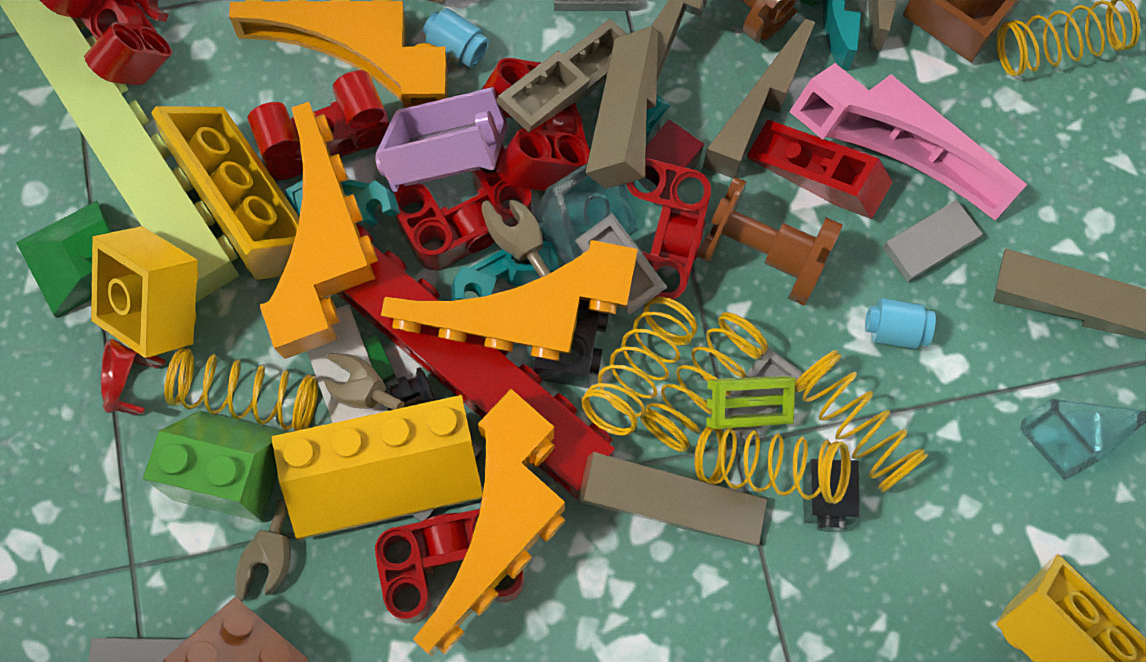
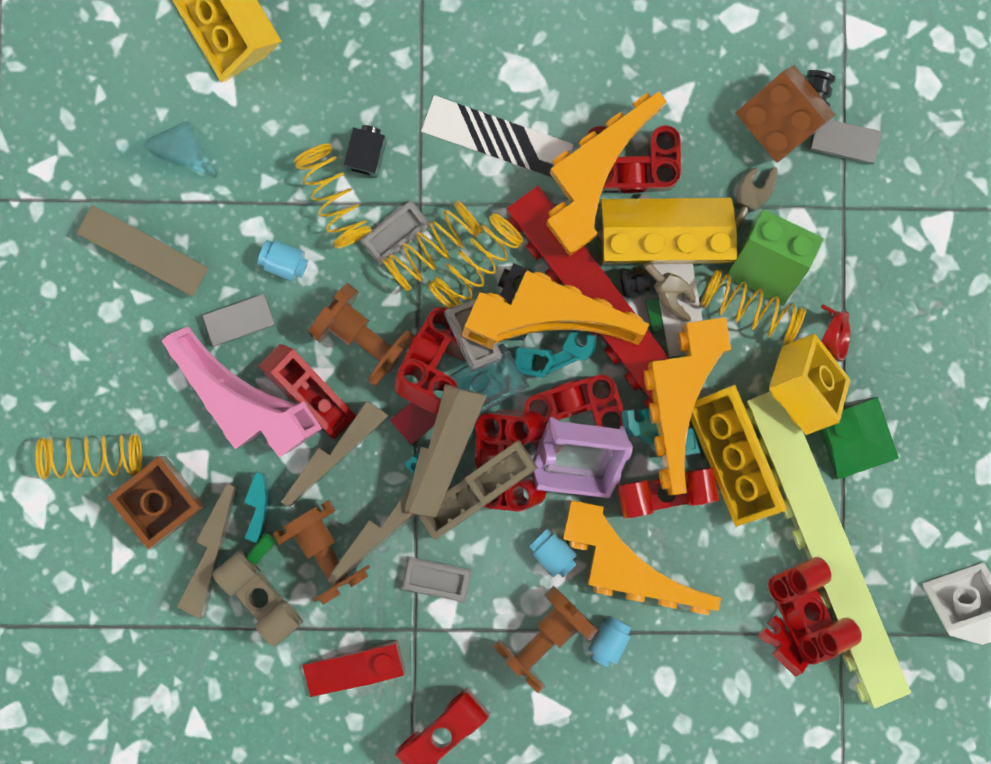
camera: 165 degrees left, 15 degrees up
(520, 240) = (538, 369): dark tan hand -> none
(652, 561) = (493, 136): none -> white sticker
(671, 499) = (475, 167): dark tan slope -> none
(720, 402) = (403, 226): lime tile -> none
(824, 465) = (375, 153): yellow piece -> none

